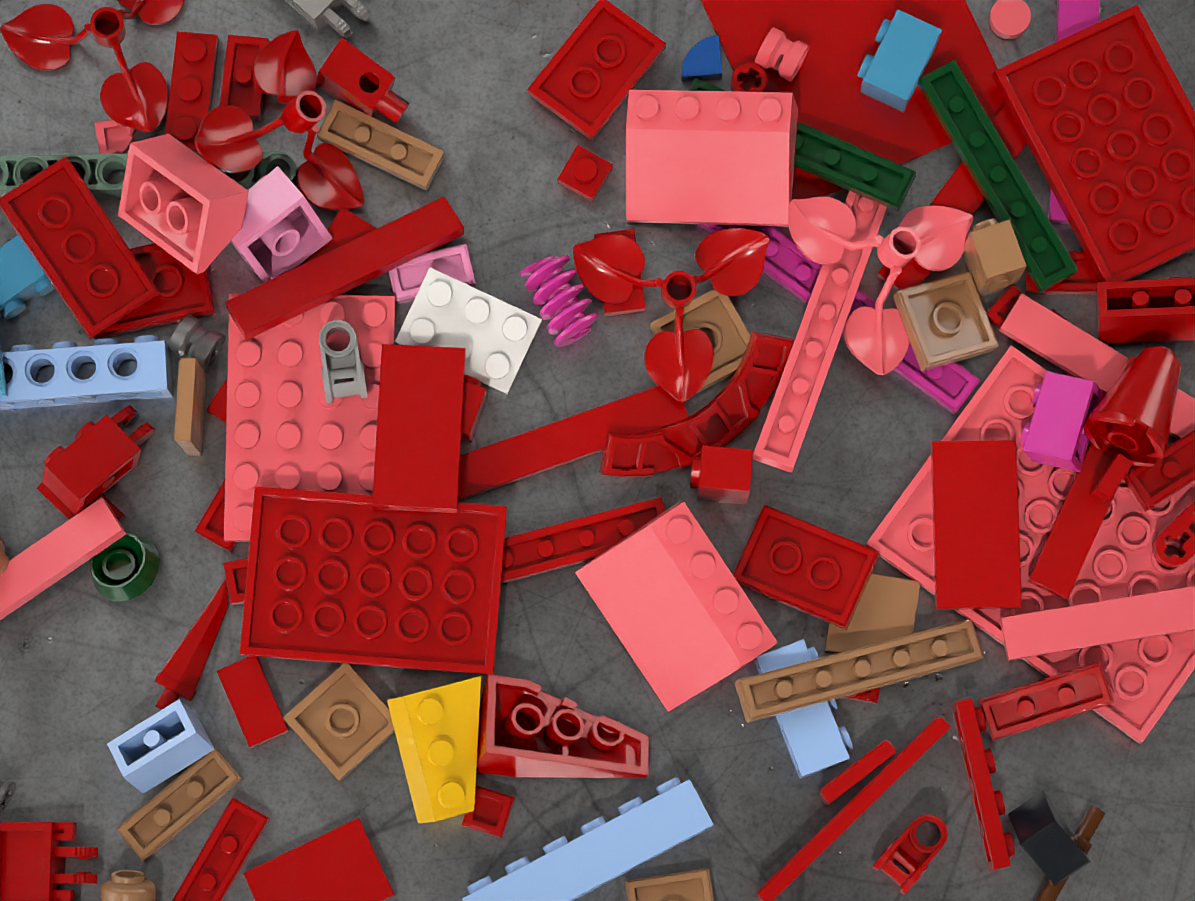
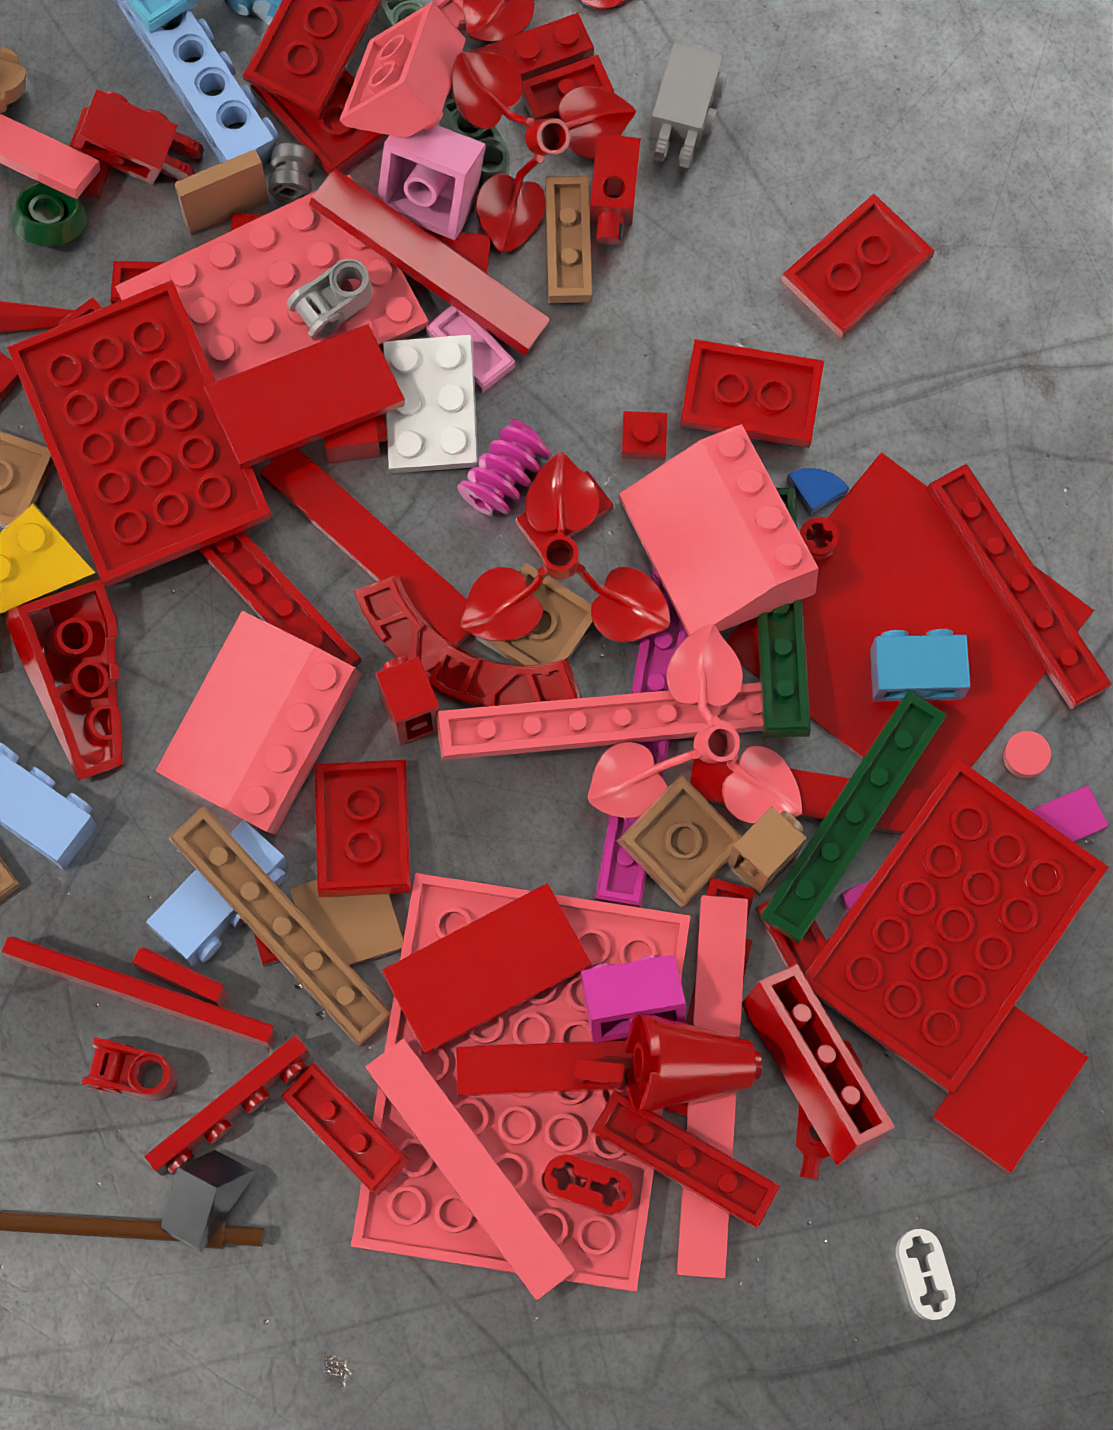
camera: 55 degrees right, 5 degrees down
(772, 54) = (861, 553): coral wheel -> none

